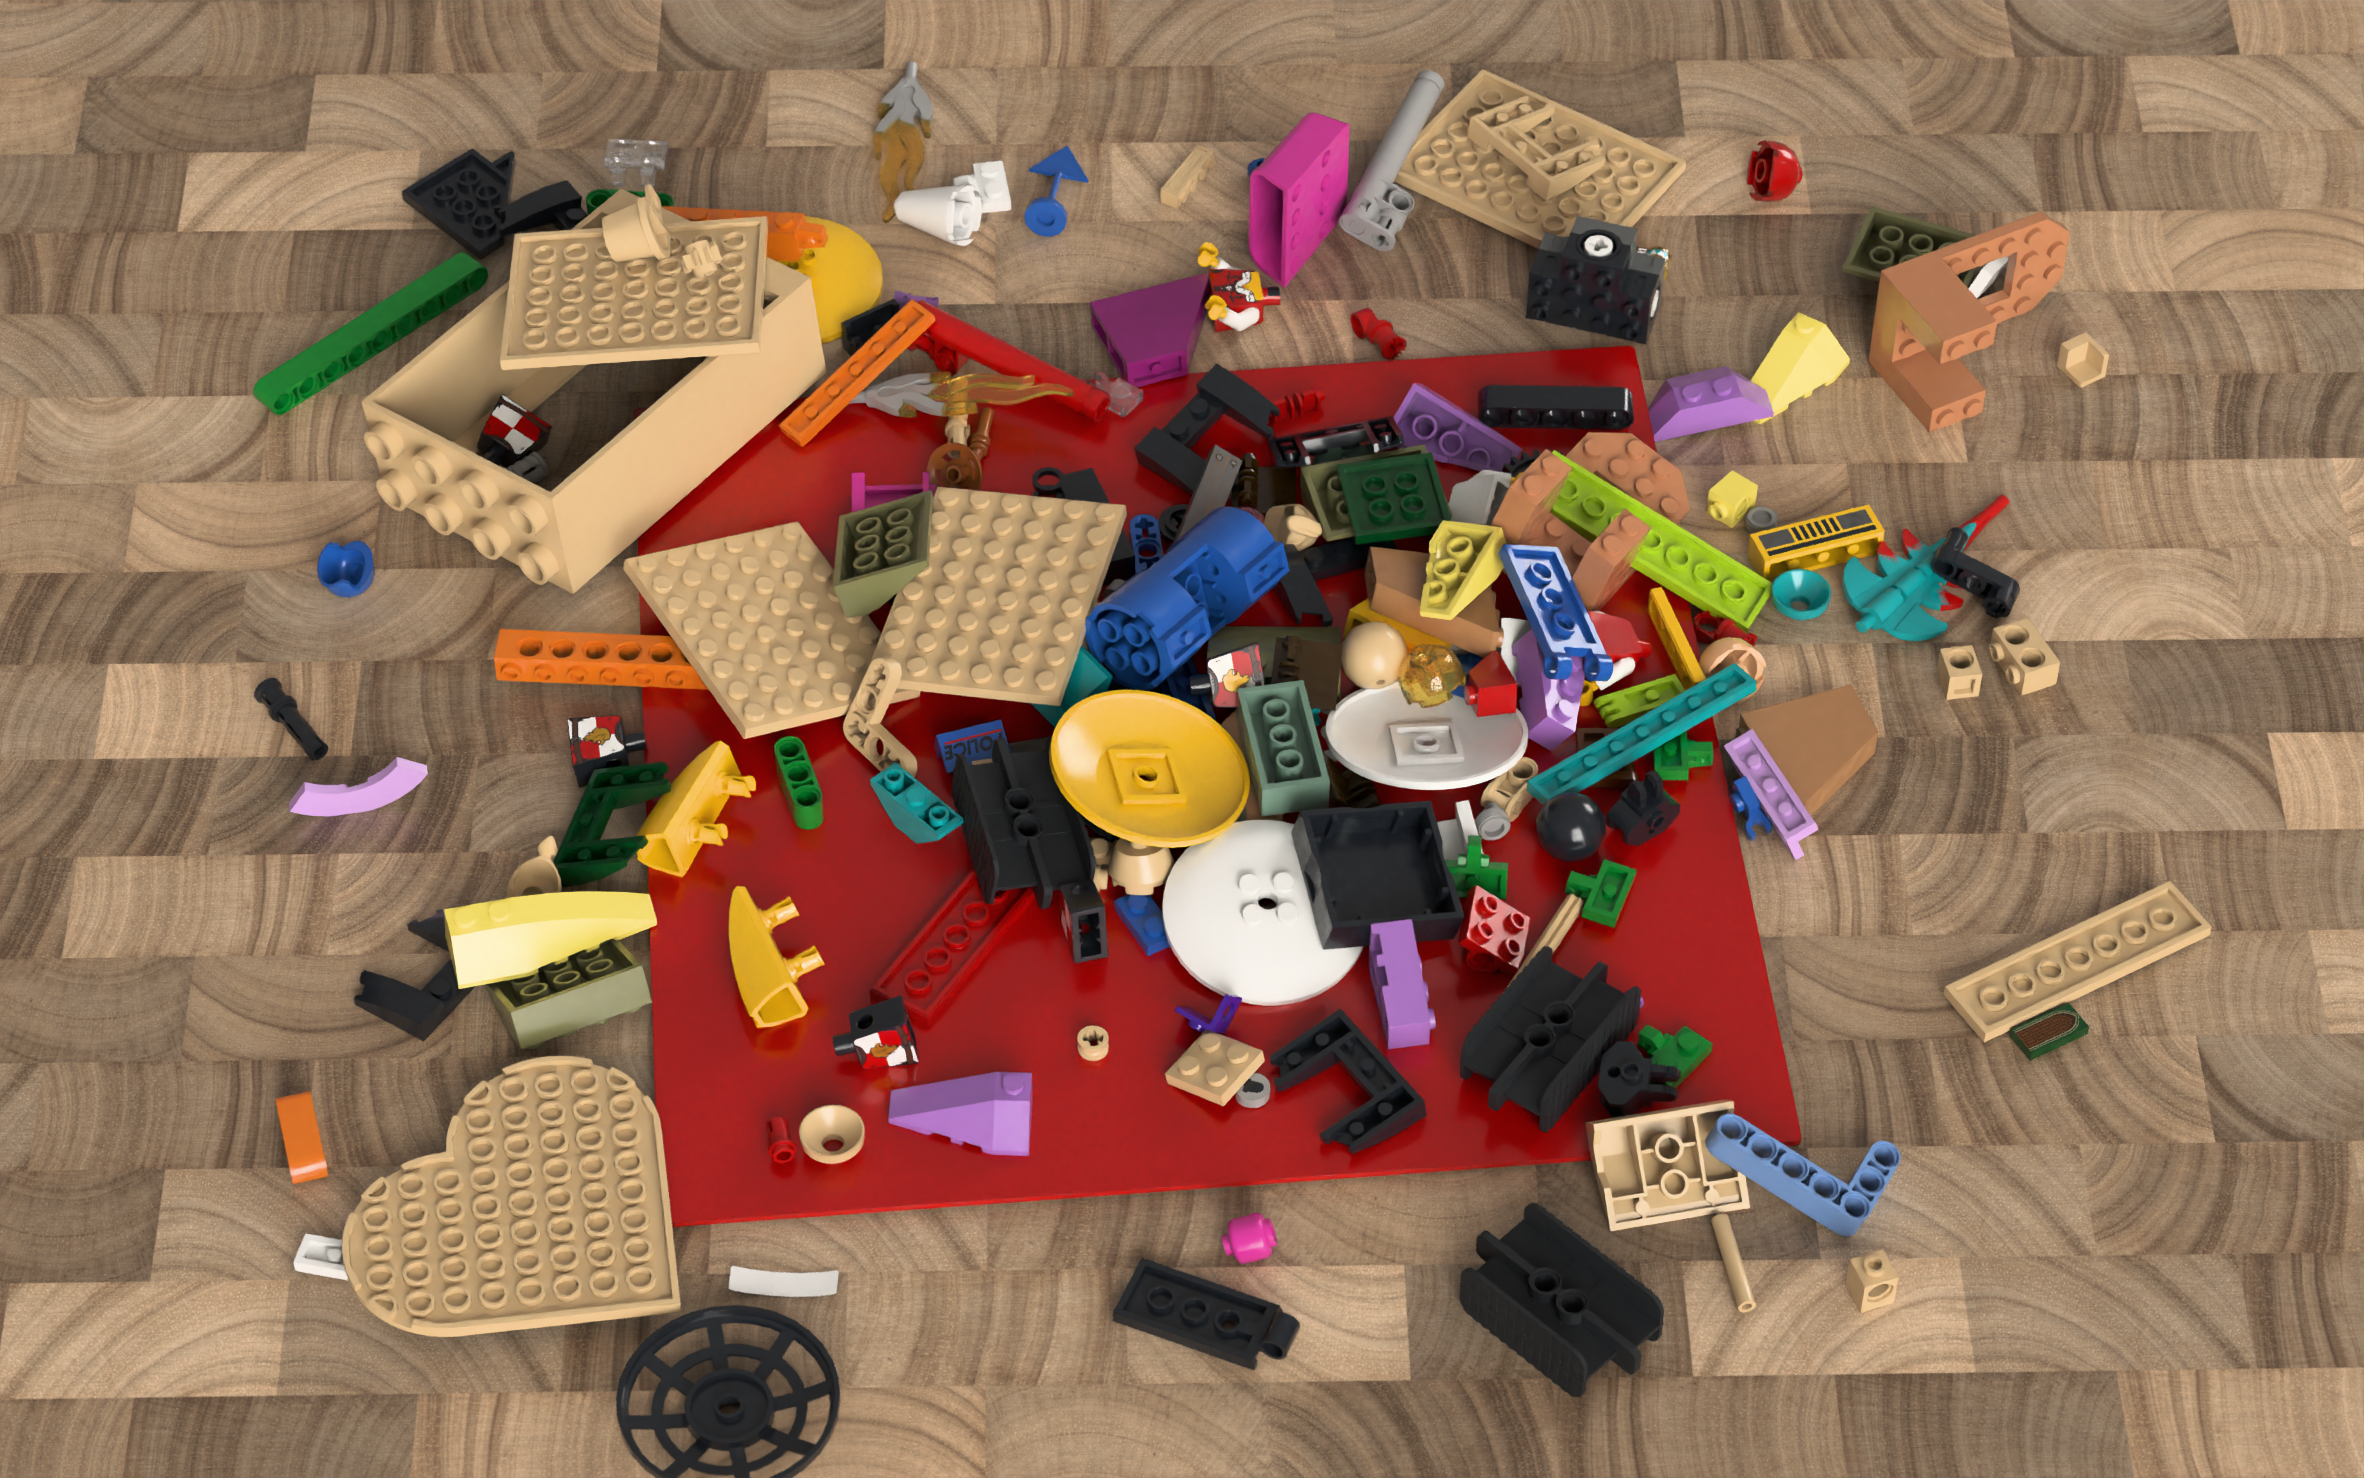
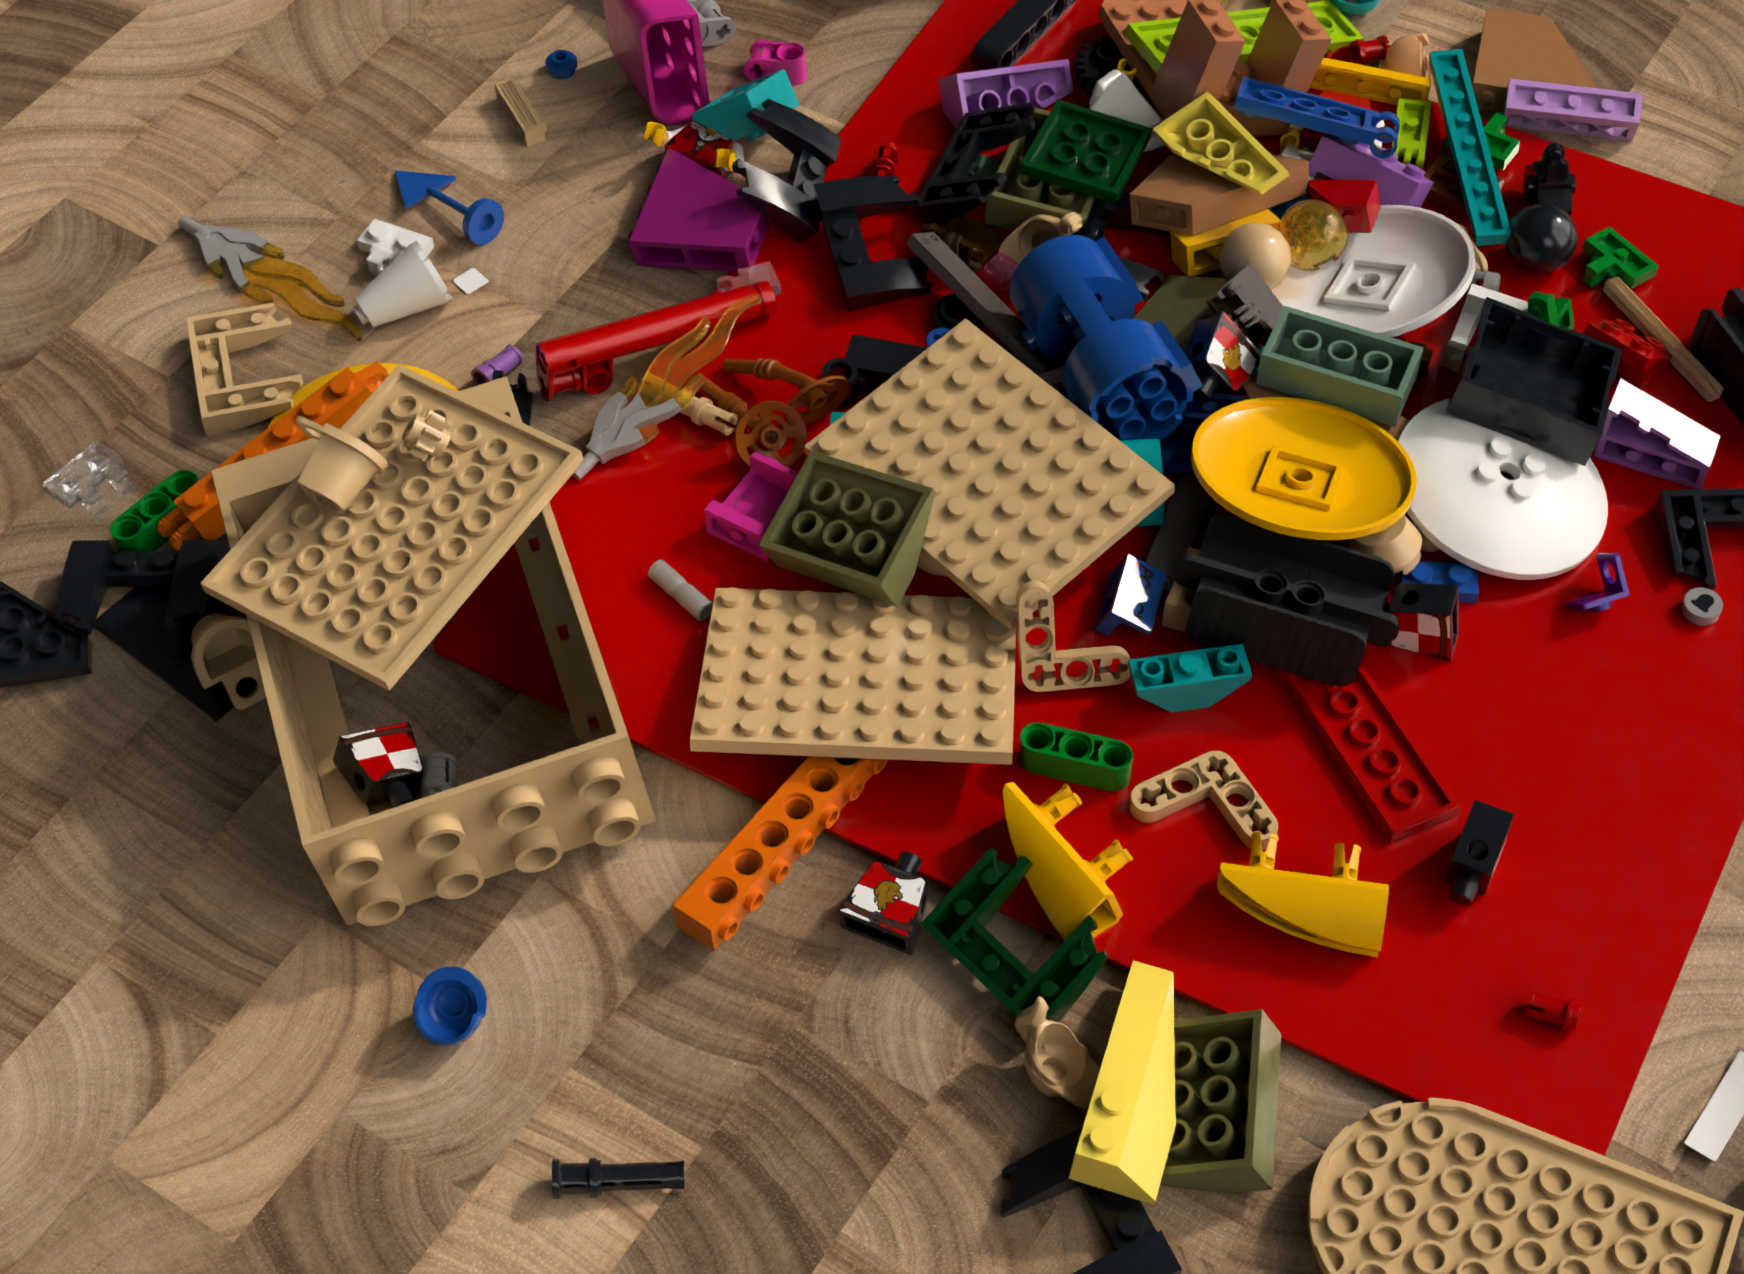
camera: 55 degrees left, 5 degrees up
(370, 333) = (108, 824): green beam -> none
(381, 789) = (778, 1181): lavender tile -> none
(758, 184) = (211, 341): none -> tan wedge
(783, 502) = (683, 592): none -> light grey piece
(828, 1124) = (1588, 946): tan piece -> none
(834, 869) = (1206, 785): none -> tan beam
(857, 373) = (572, 427): orange tile -> none
(978, 1109) = (1615, 826): medium lavender wedge -> none
(994, 247) = (470, 281): none -> white sticker
(1014, 469) = (811, 393): none -> dark orange dish
(1095, 1033) = (1574, 684): tan bush -> none
(1215, 1067) = (1664, 617): tan plate -> none
(1280, 351) = (814, 148): none -> black wedge
(1291, 295) = (729, 111): none -> teal slope
(1374, 289) = (776, 57): none -> dark pink piece
(1378, 332) = (830, 85): red connector -> none
(1745, 801) = (1569, 129): blue plate -> none

